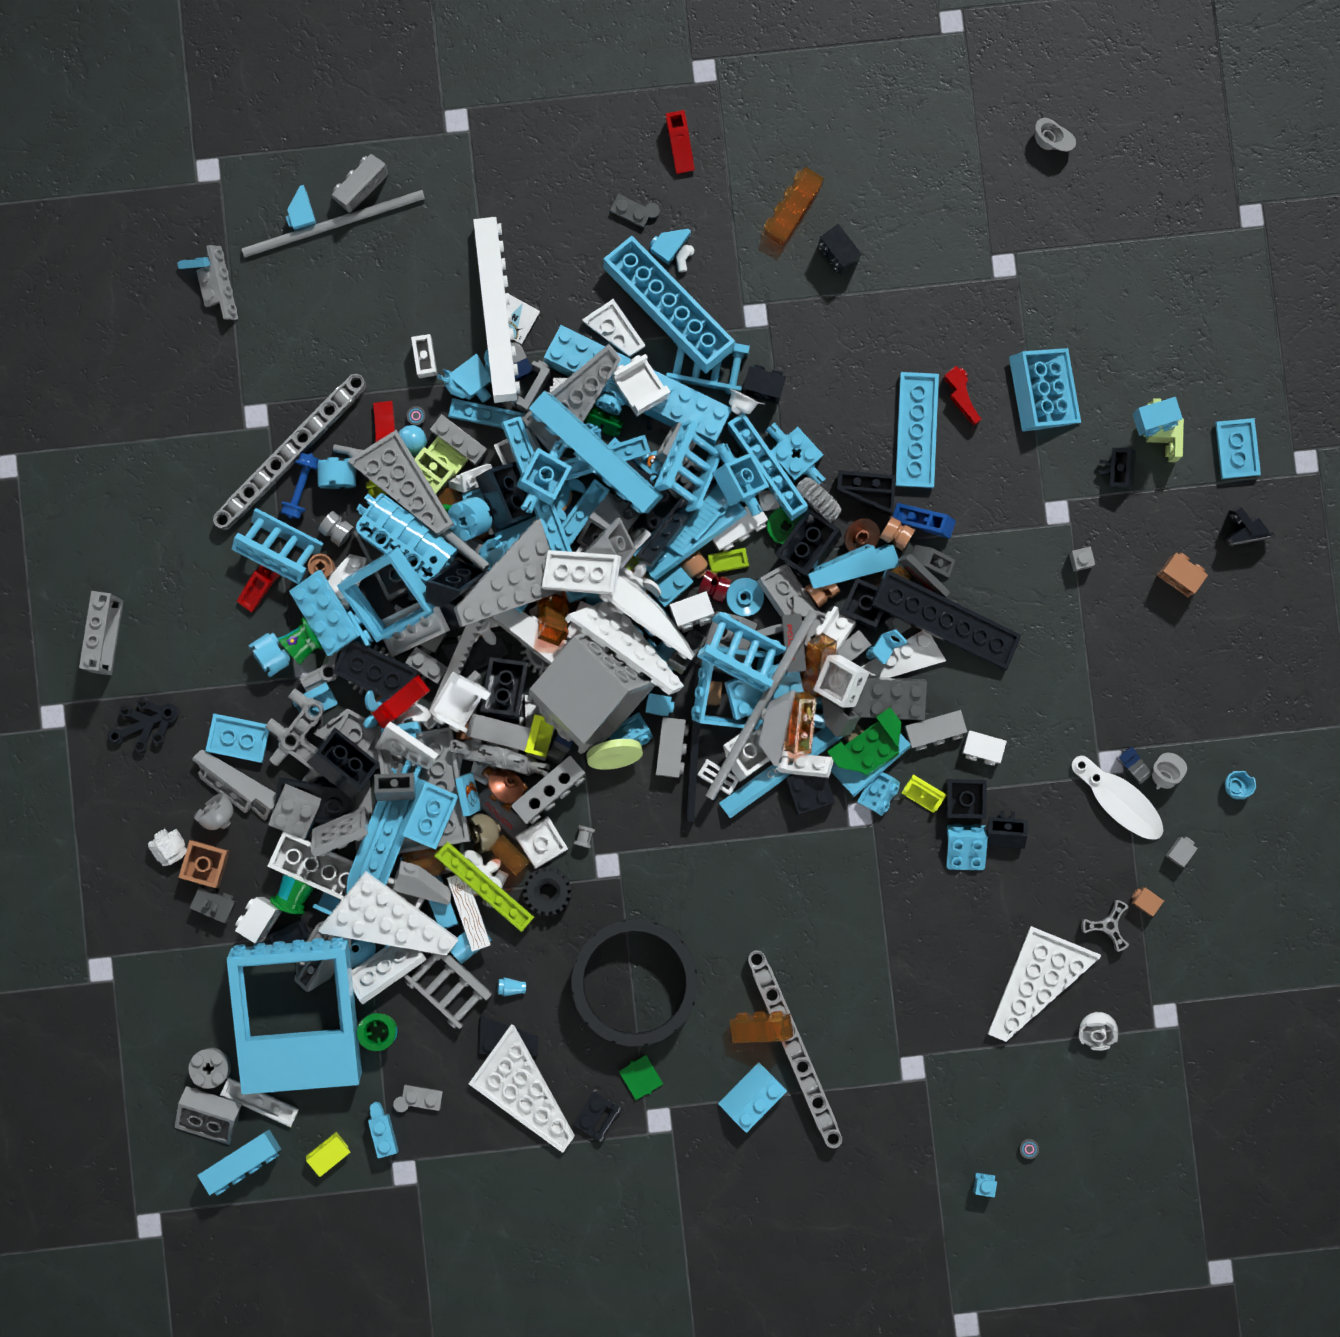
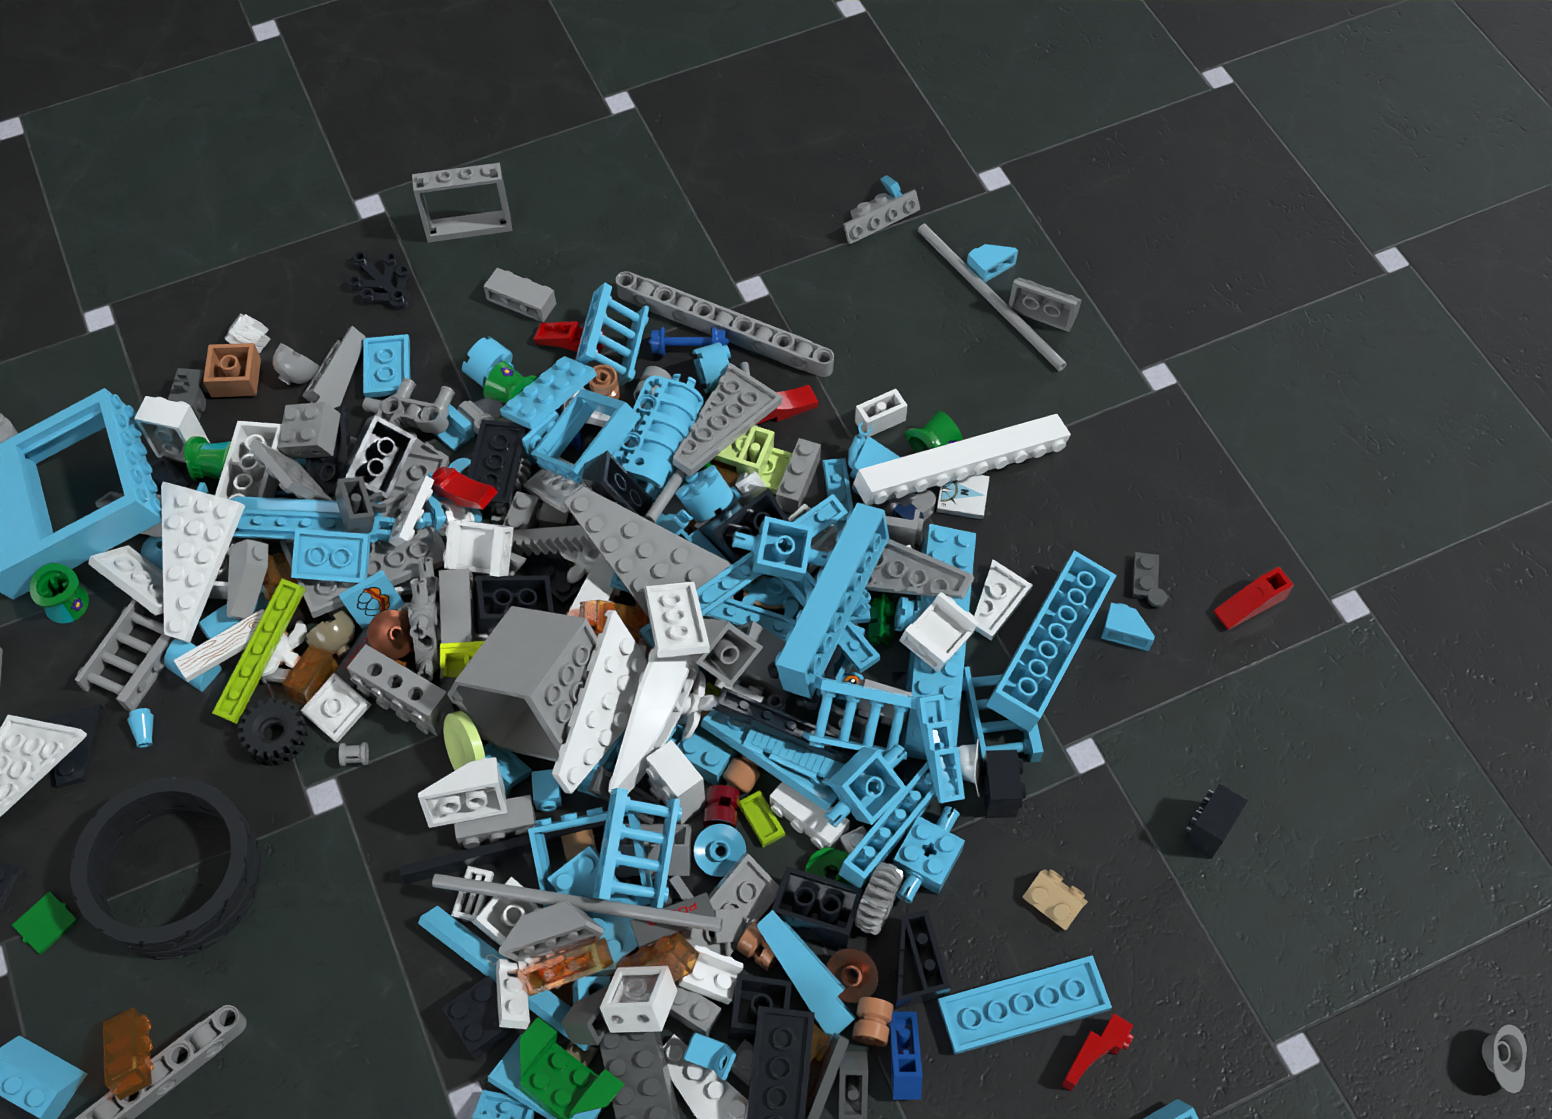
camera: 75 degrees right, 25 degrees down
(201, 610) = (520, 294): none -> light grey brick
(413, 438) = (785, 432): medium azure hair -> none
(416, 416) = (810, 430): dark grey tile -> none
(464, 323) = (935, 433): none -> green hat
(655, 754) = (465, 794): none -> white slope
(682, 255) = (1115, 646): white arm -> none
(730, 419) = (940, 749): none -> medium azure slope
(794, 205) = (1243, 753): clear orange brick -> none
(853, 379) = (1055, 898): none -> tan bracket

